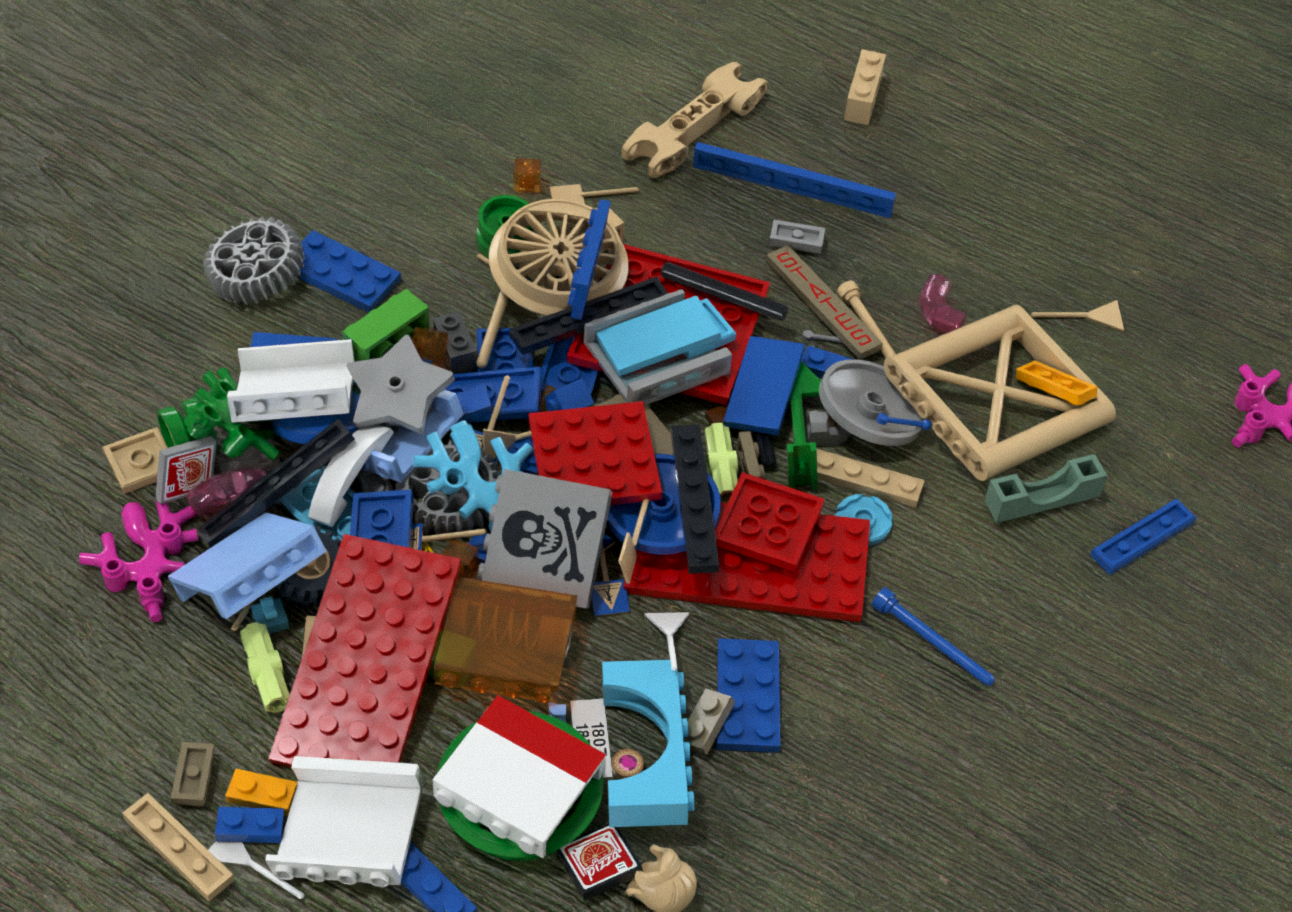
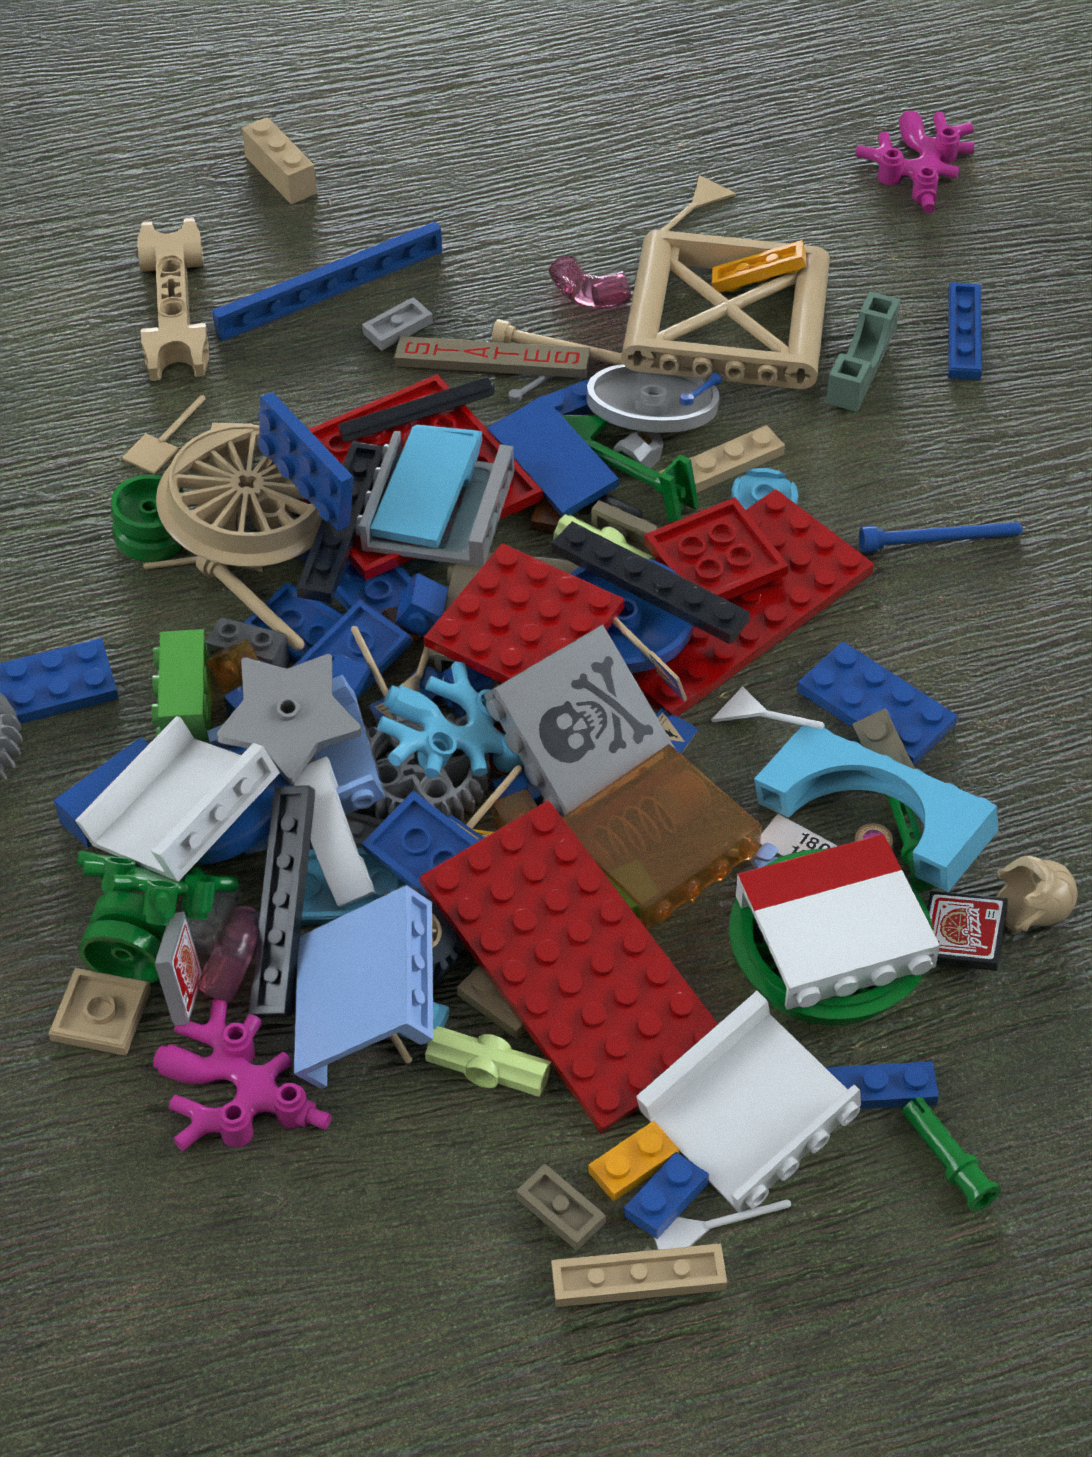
camera: 45 degrees left, 0 degrees up
(527, 175) = (94, 461): clear orange plate -> none

